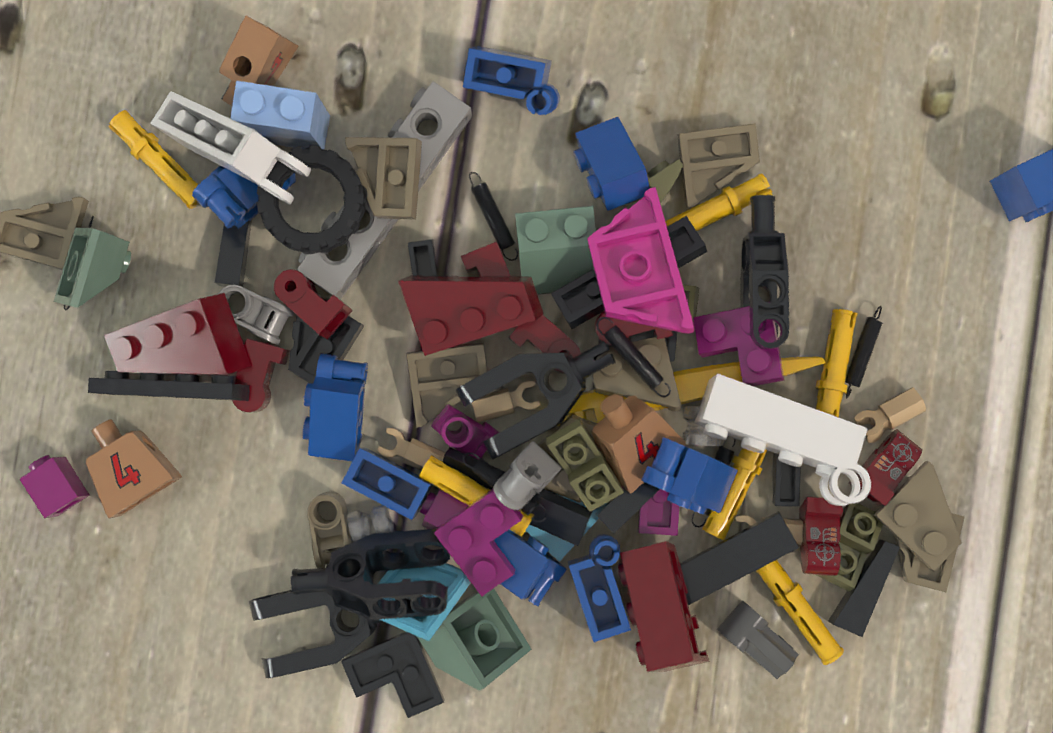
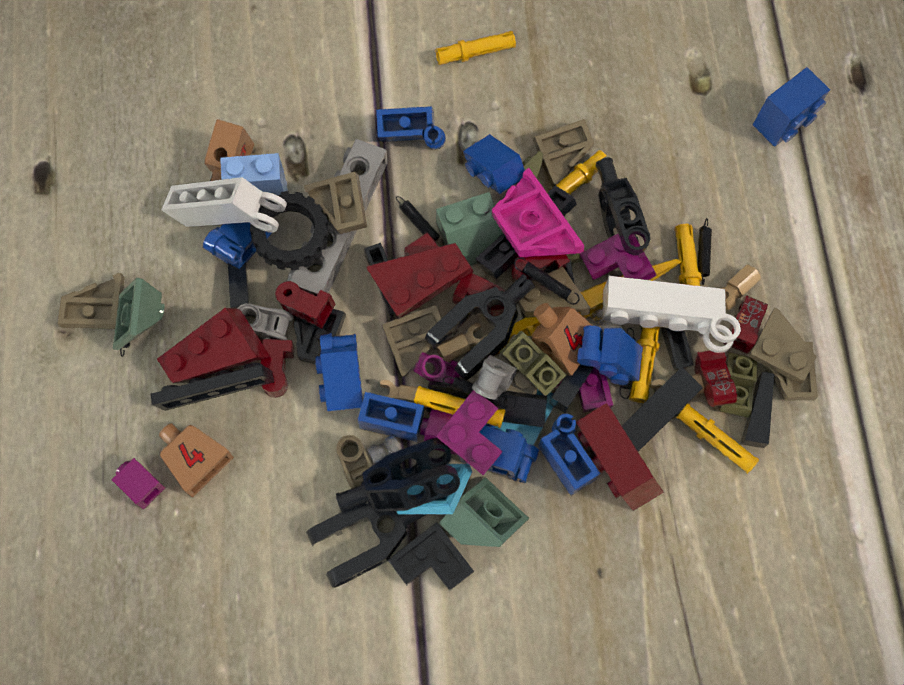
camera: 20 degrees left, 15 degrees down
(146, 147) = (162, 232): yellow pin -> none
(751, 634) = (686, 462): dark grey piece -> none

